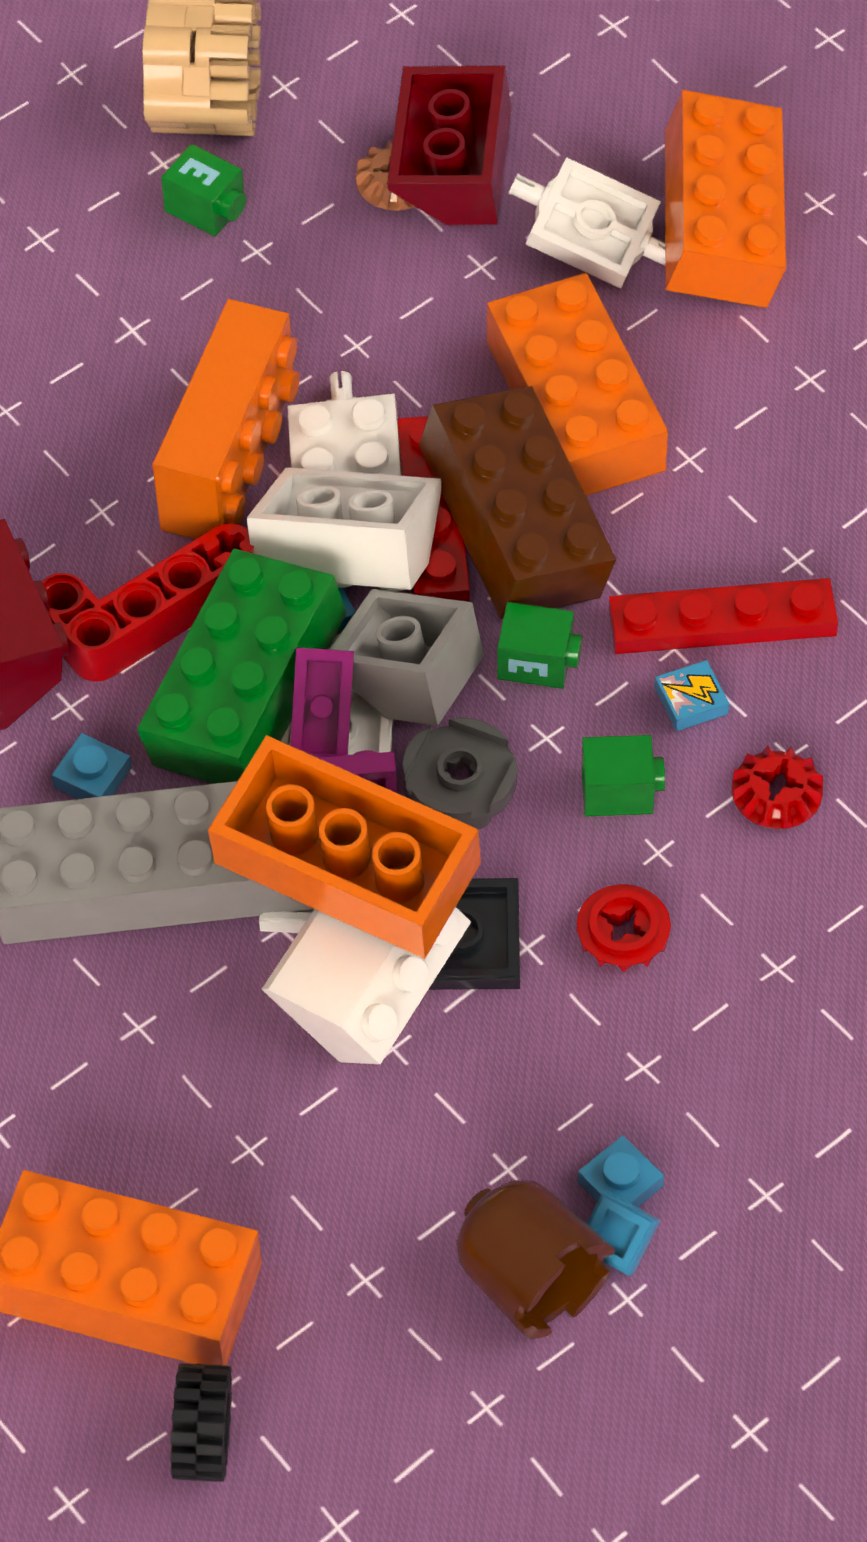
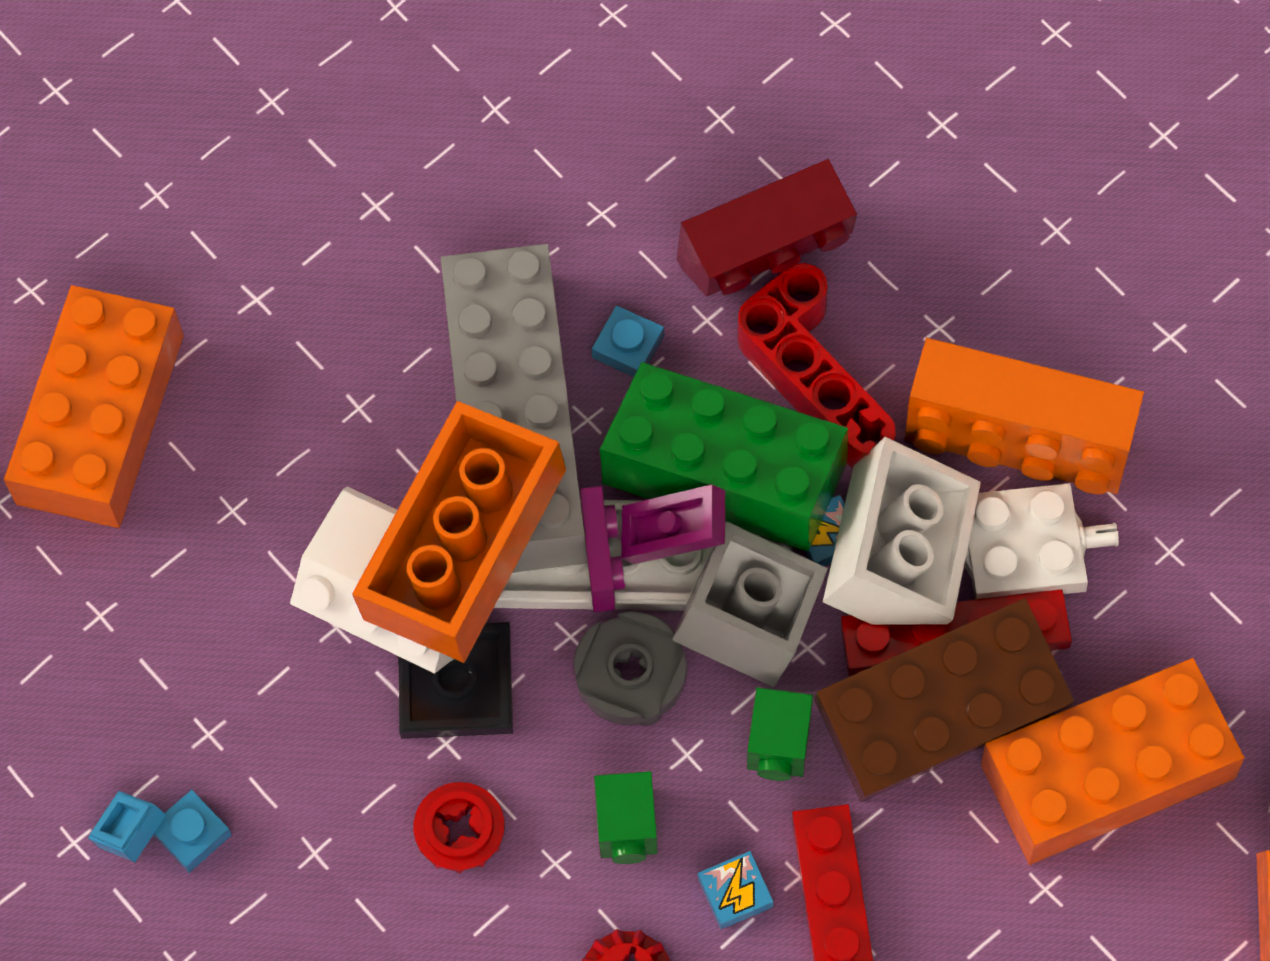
camera: 90 degrees right, 10 degrees up
(531, 1254) = (90, 738): reddish brown cylinder -> none

